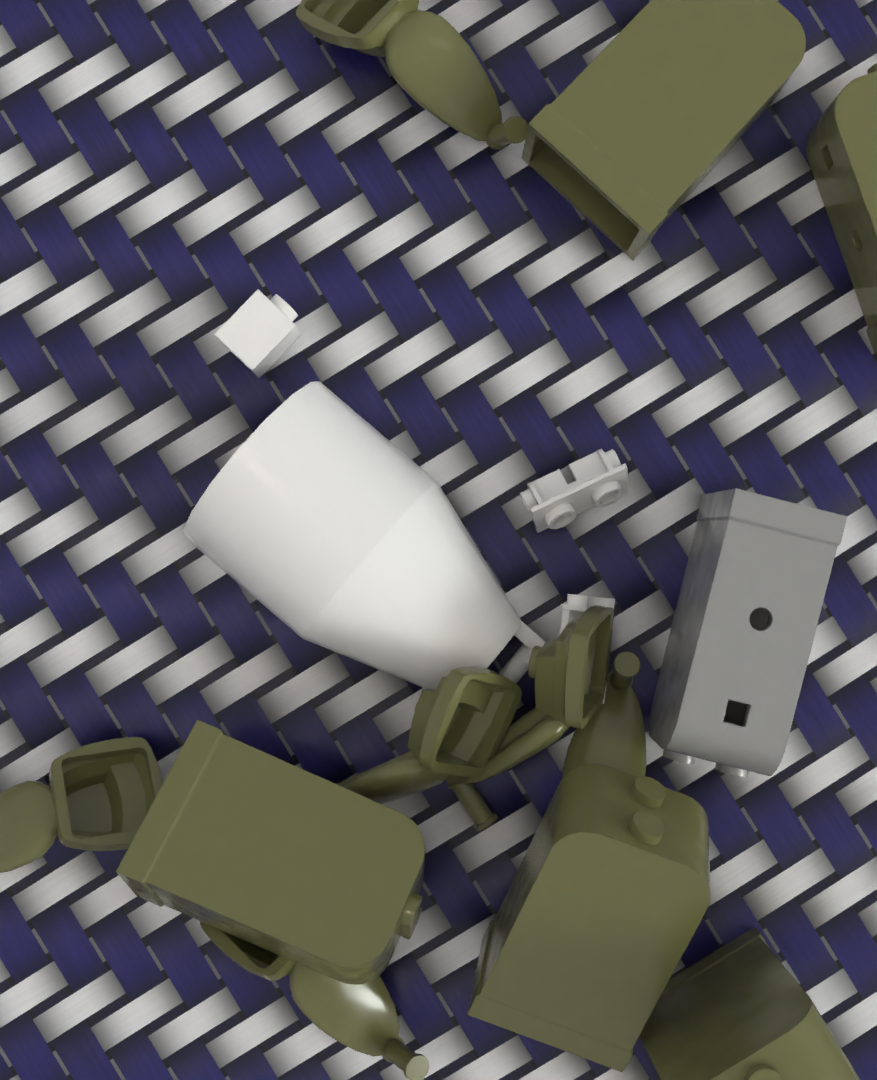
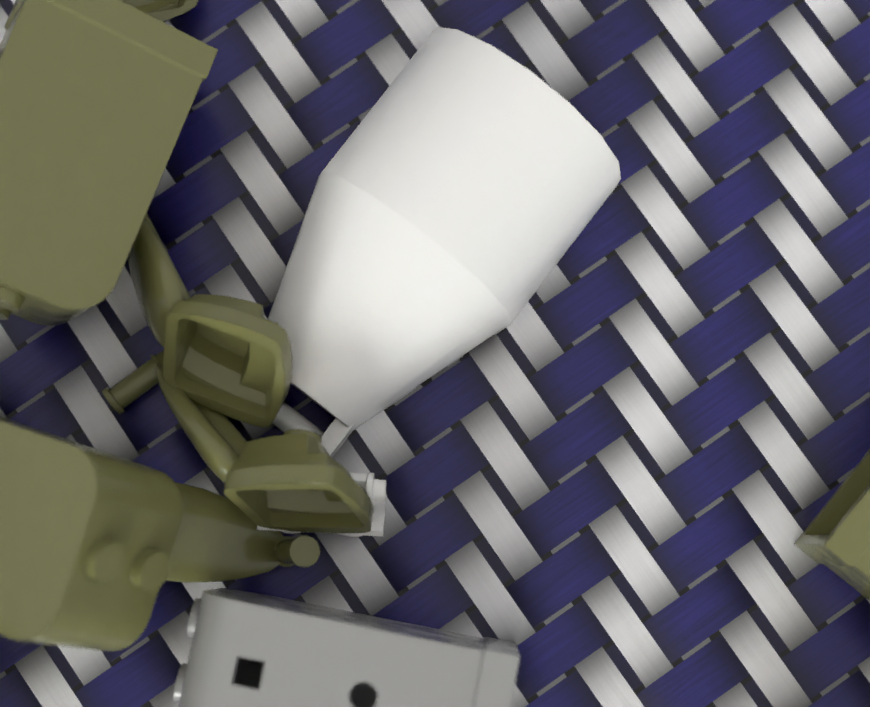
camera: 90 degrees right, 5 degrees down
(260, 331) = (673, 105): white brick -> none
(598, 483) = (520, 512): white hinge -> none

